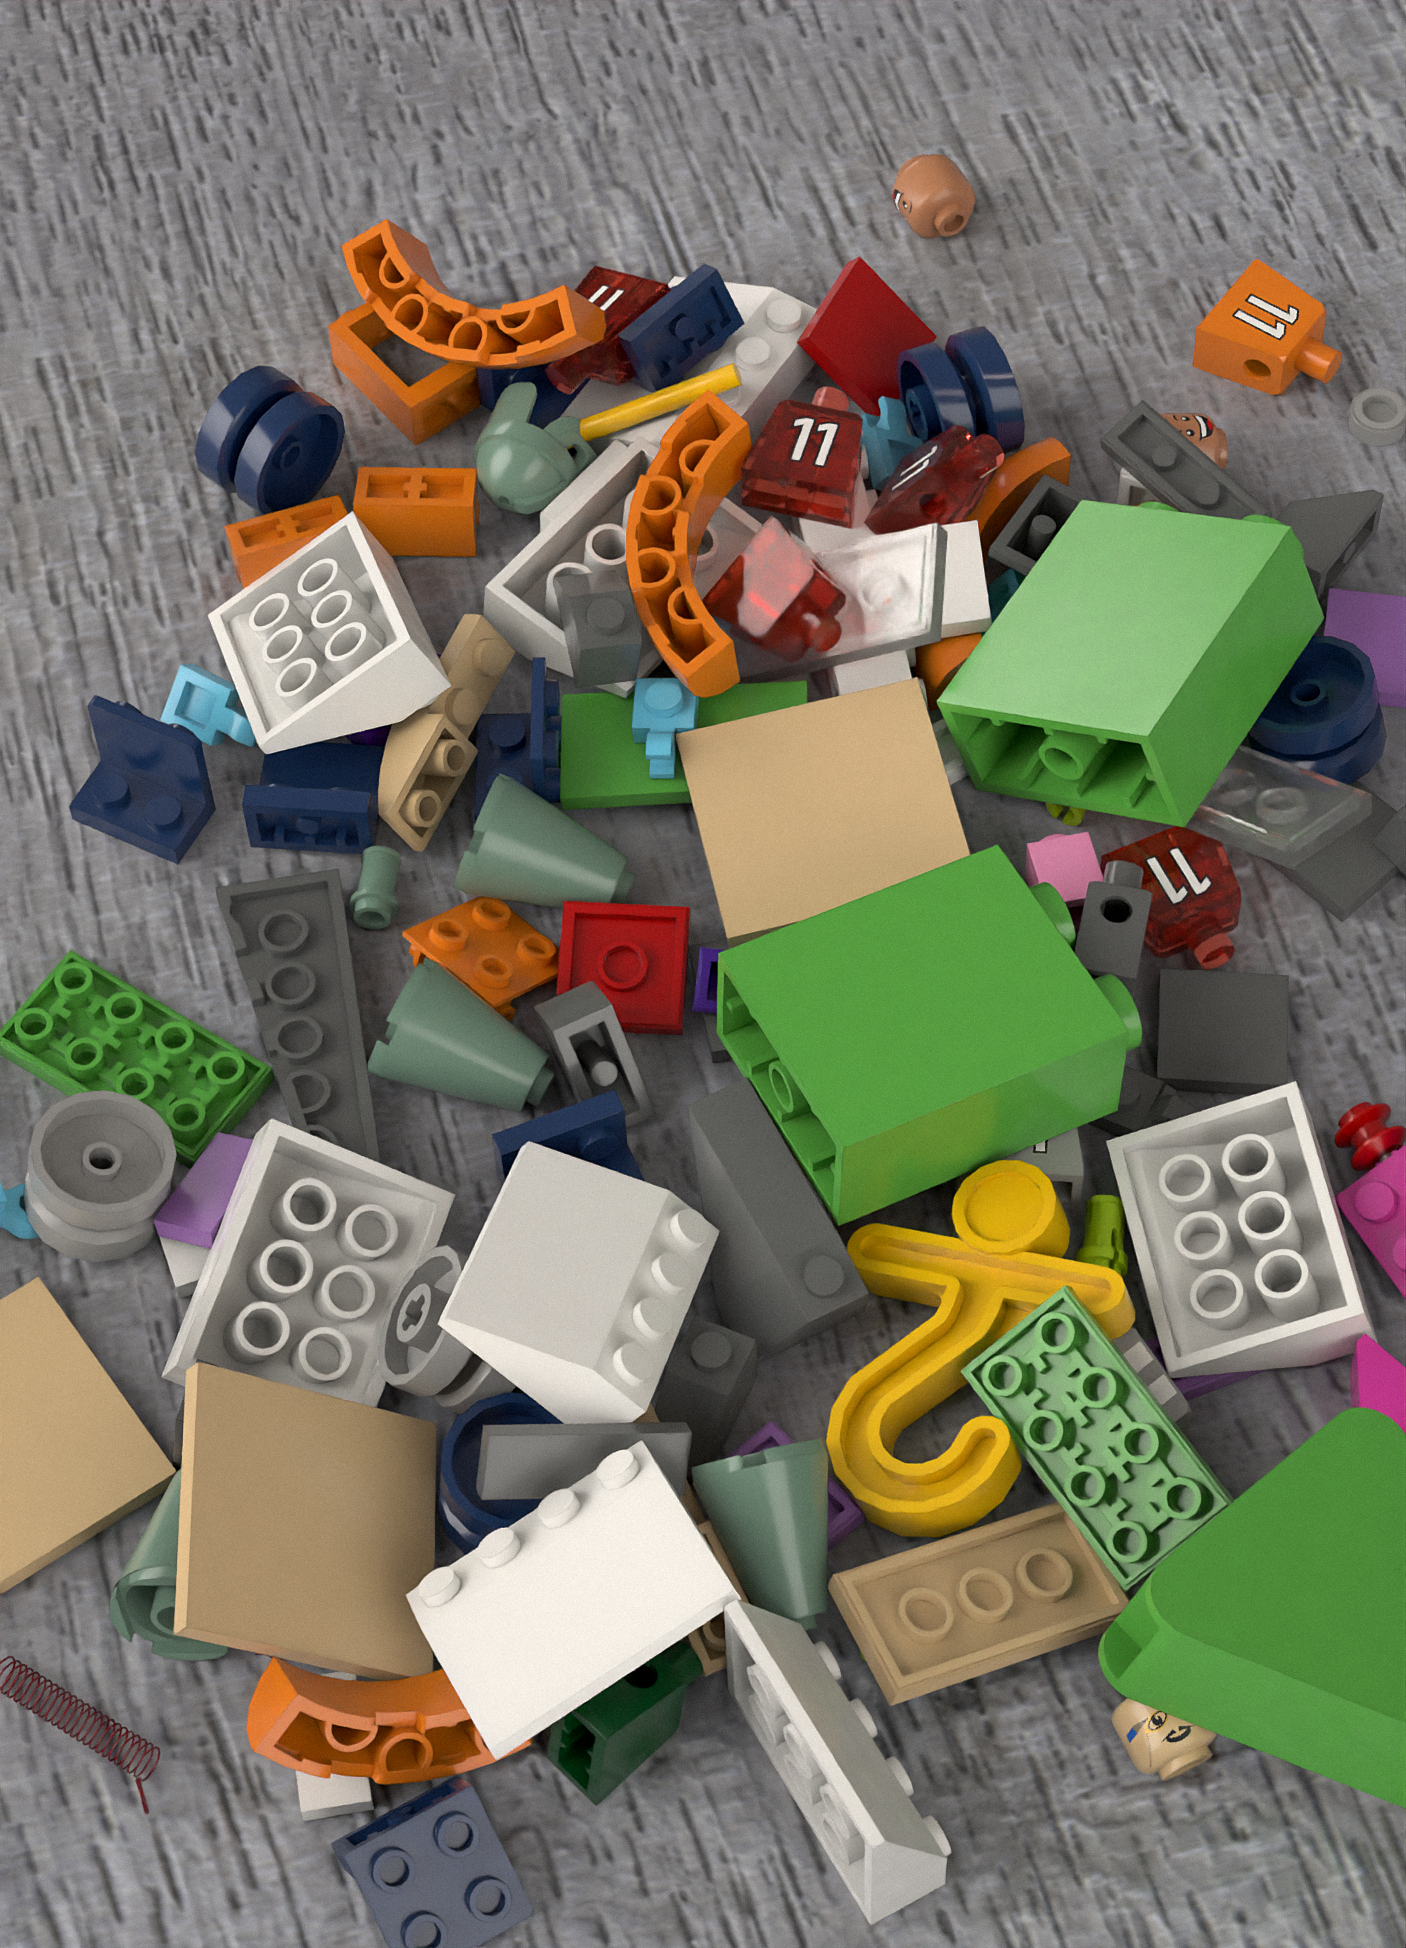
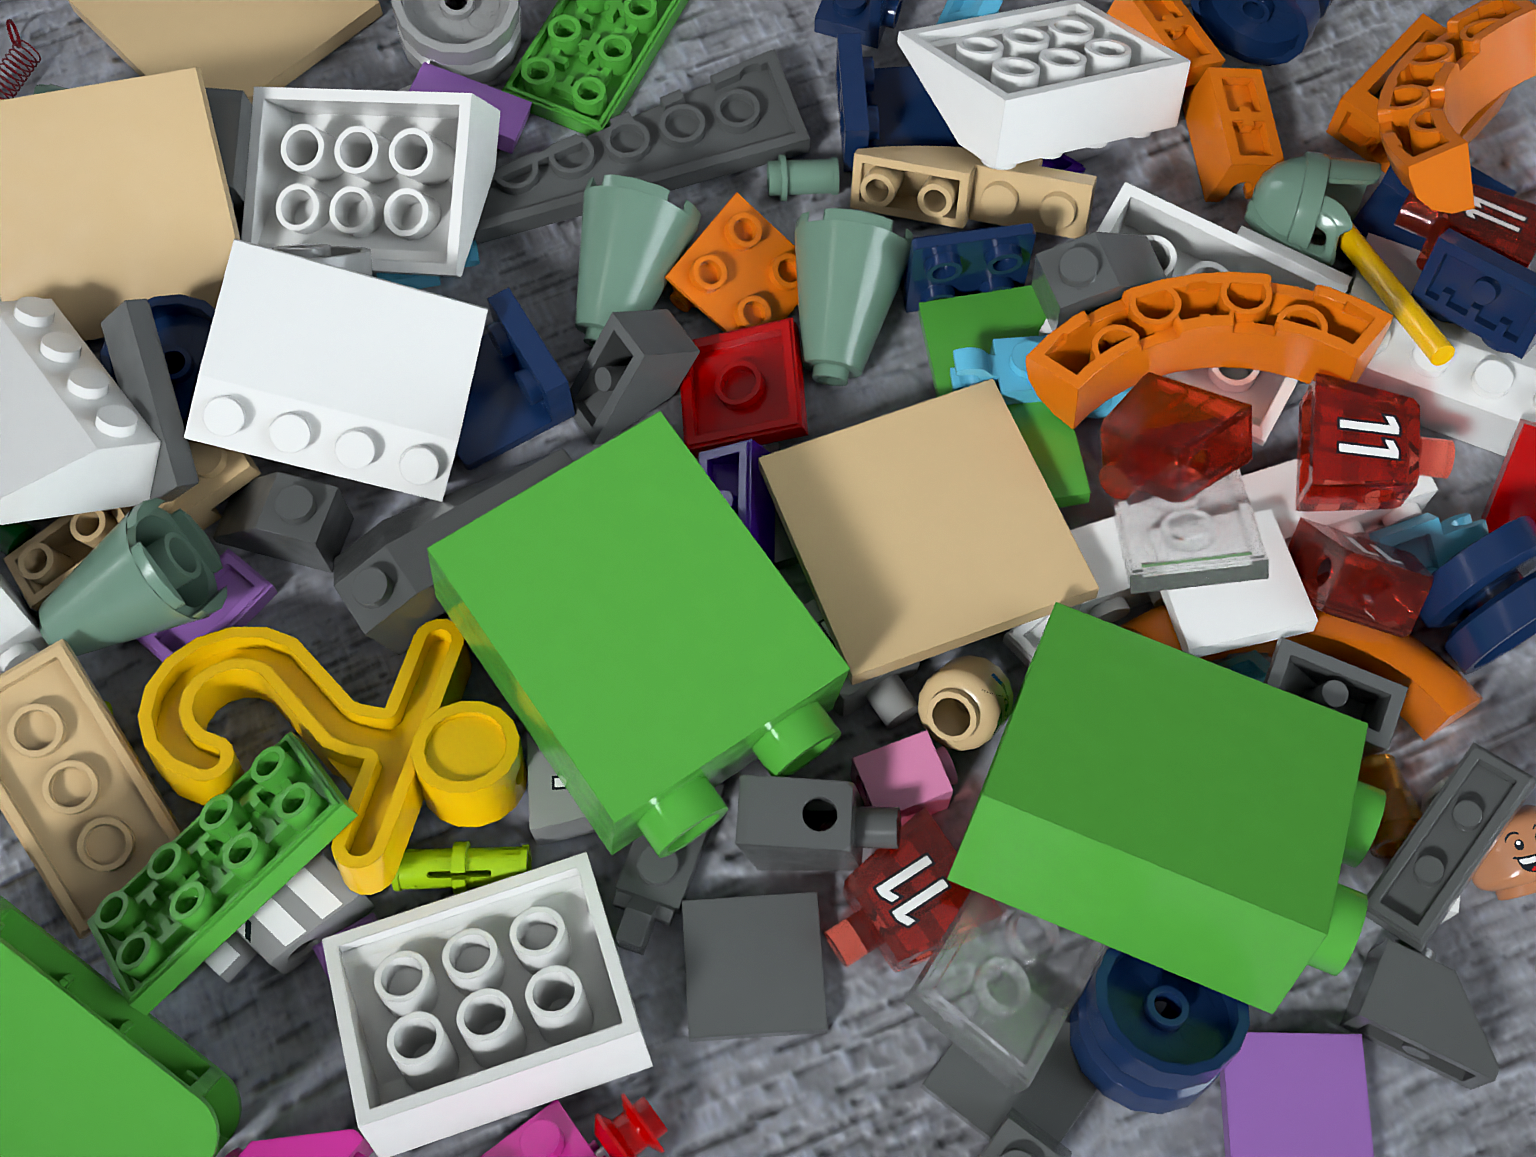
camera: 80 degrees right, 10 degrees up
(1000, 813) = (965, 702): none -> tan head

